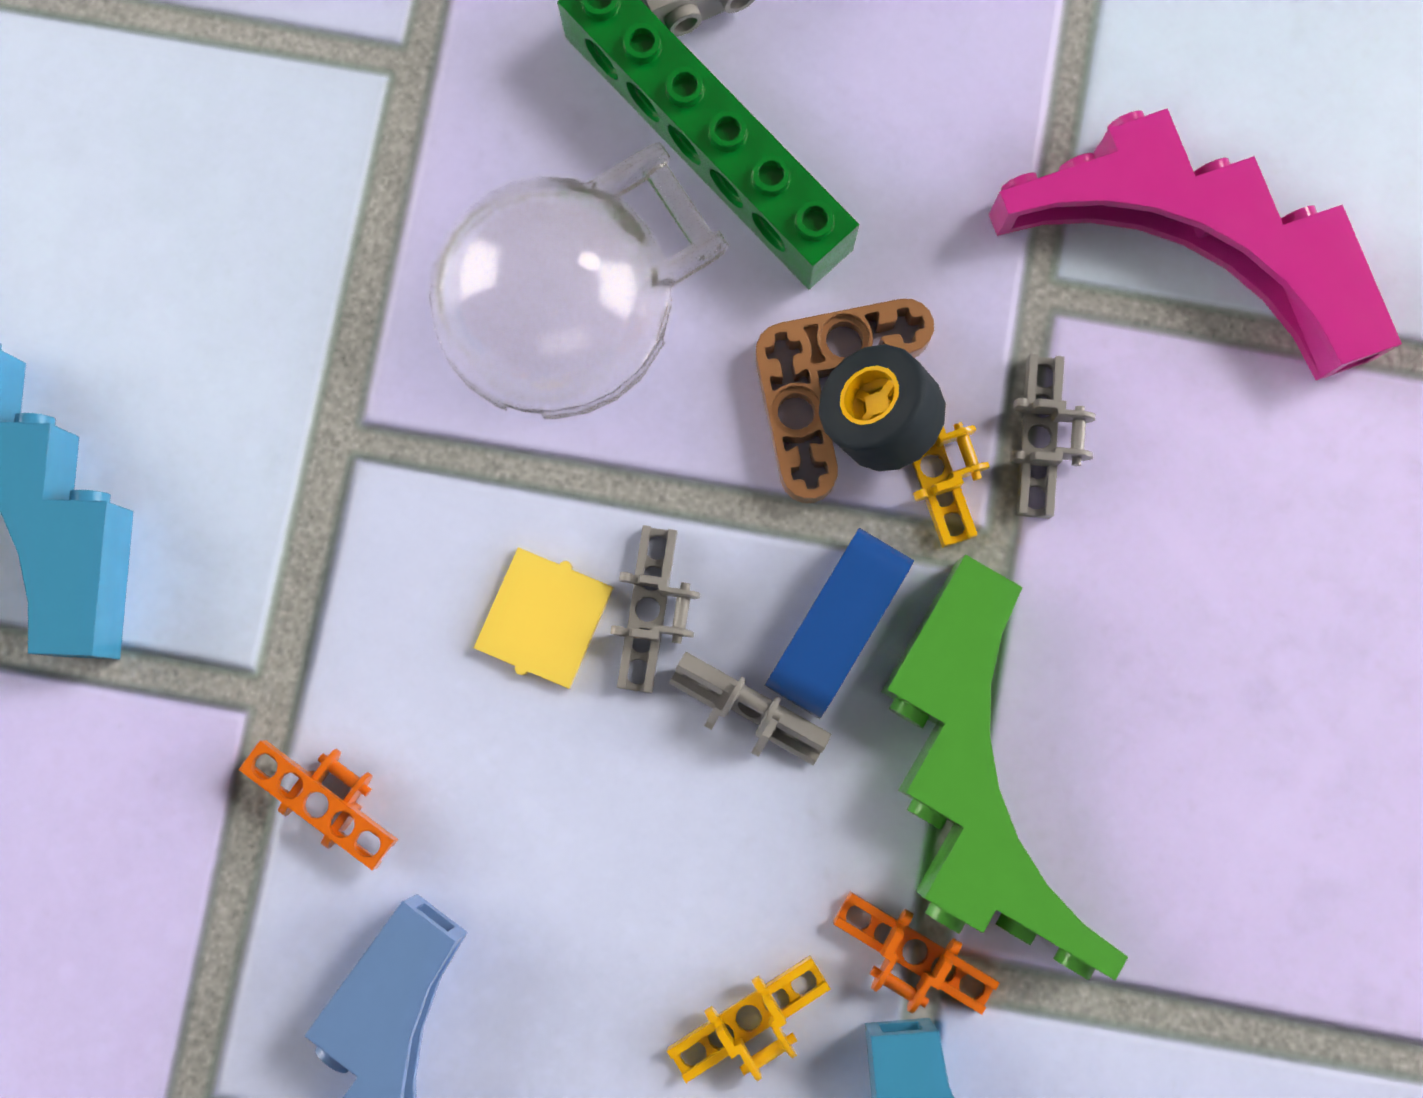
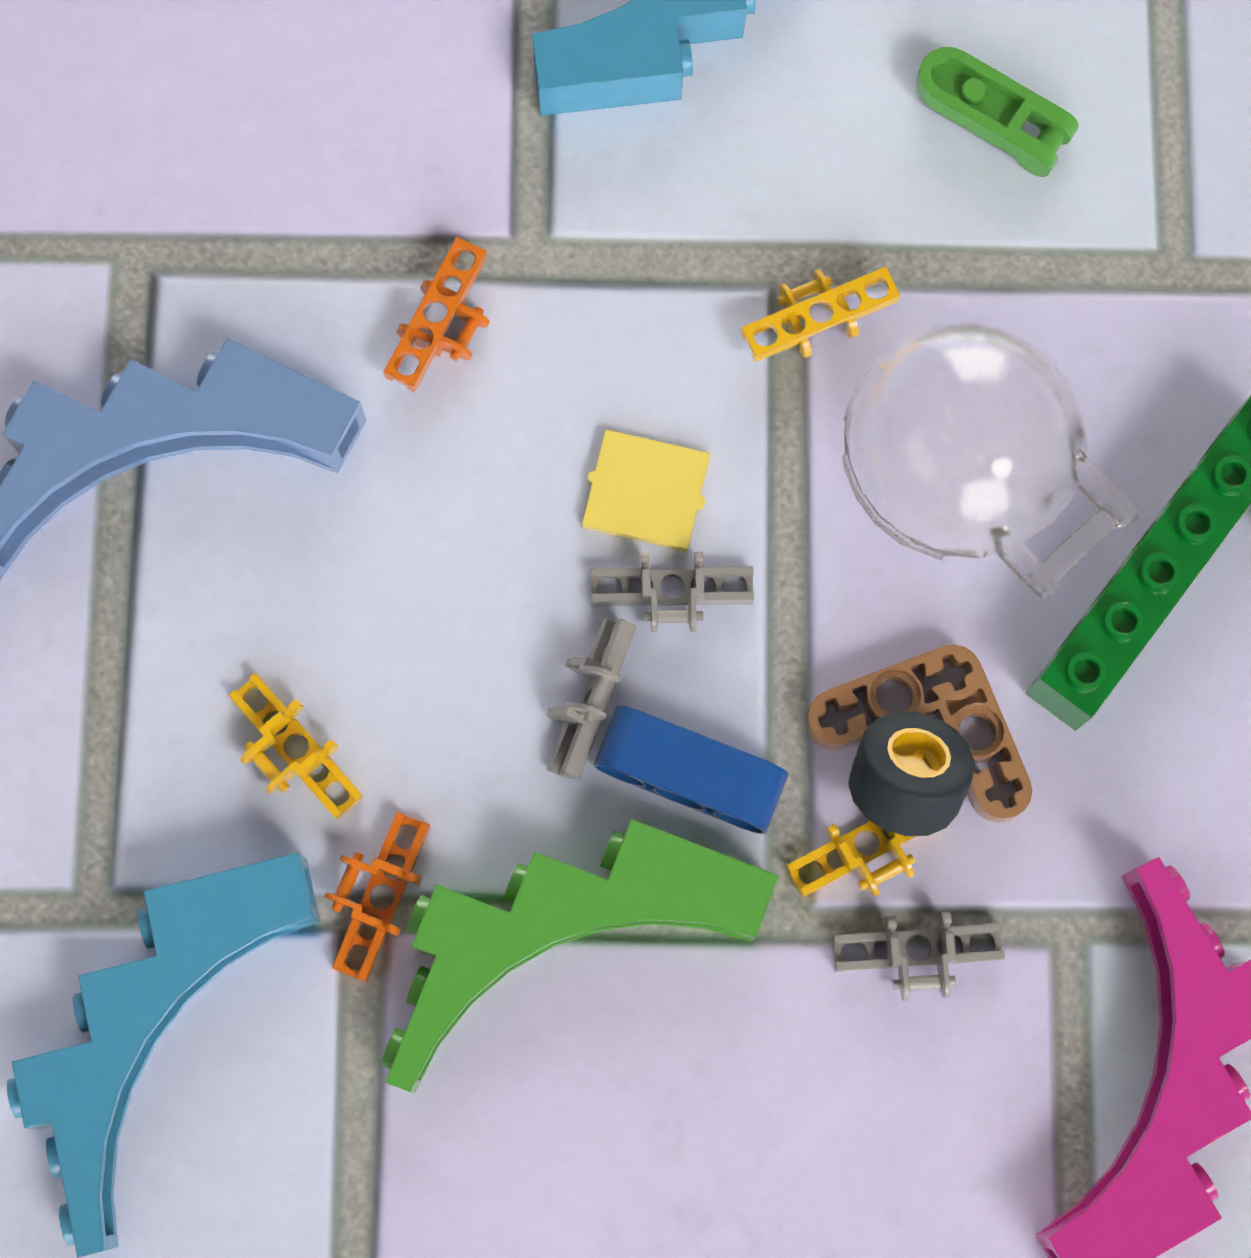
camera: 70 degrees right, 5 degrees down
(209, 199) = (994, 107): none -> bright green plate
(380, 397) = (832, 298): none -> yellow piece

